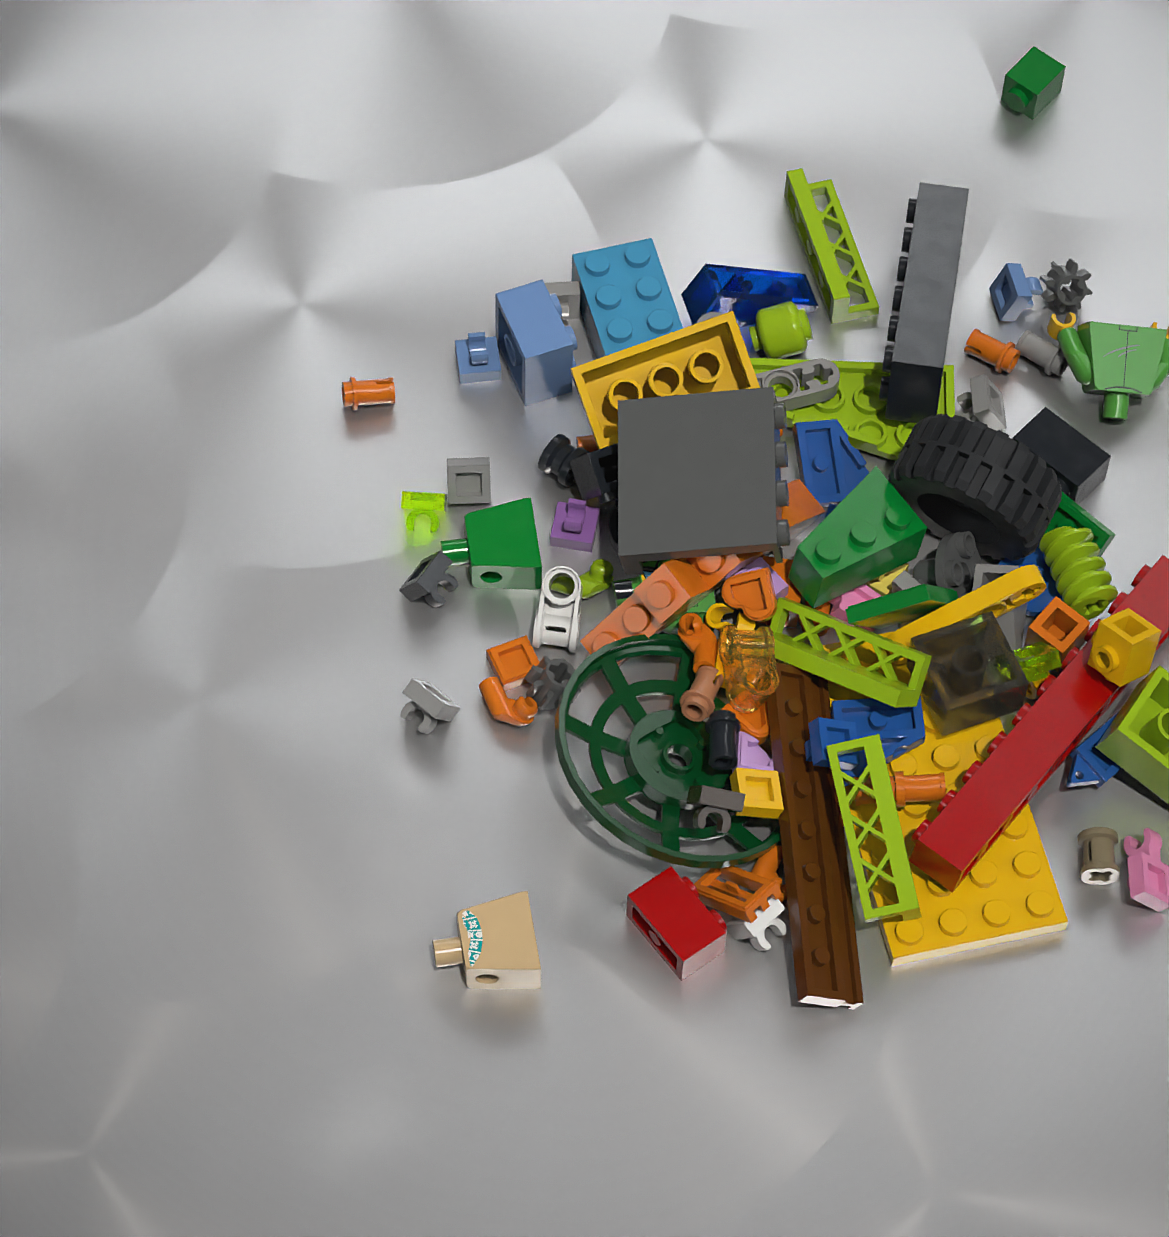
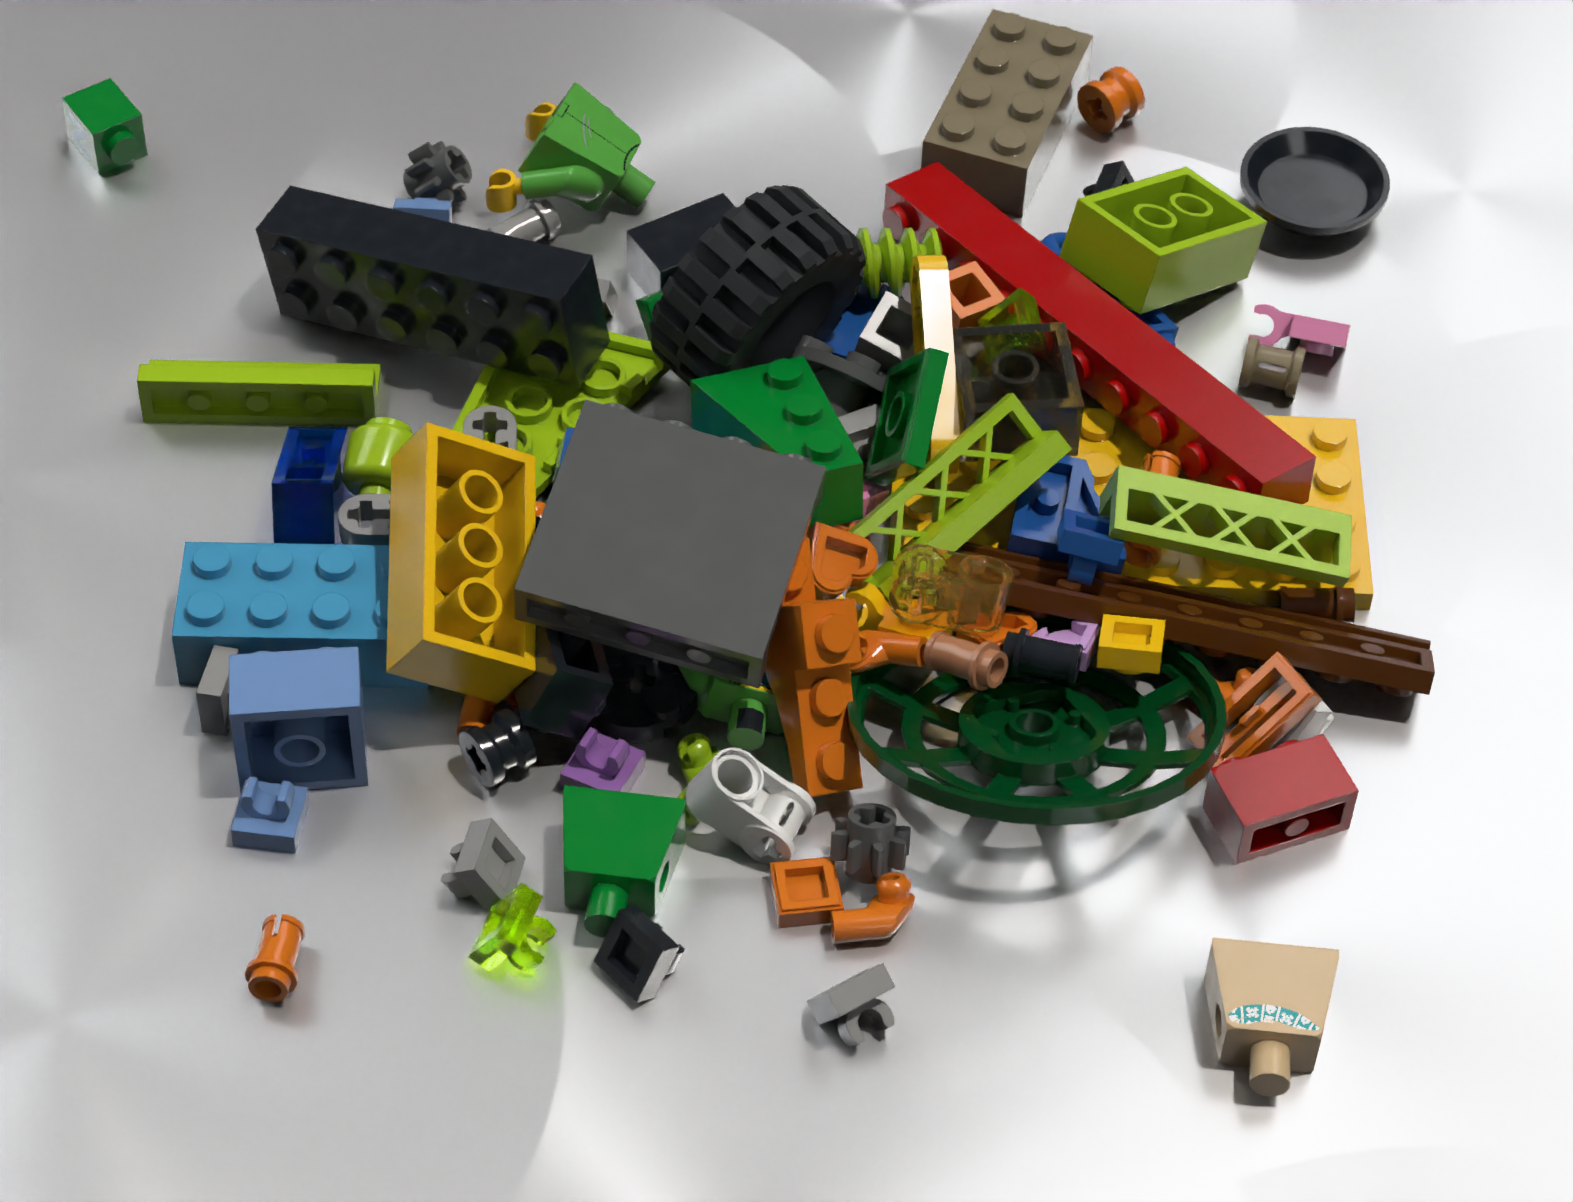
camera: 75 degrees left, 10 degrees down
(714, 801) = (1155, 679): tile -> none
(871, 935) = (1329, 603): none -> reddish brown pin
(1123, 647) = (1042, 223): yellow brick -> none

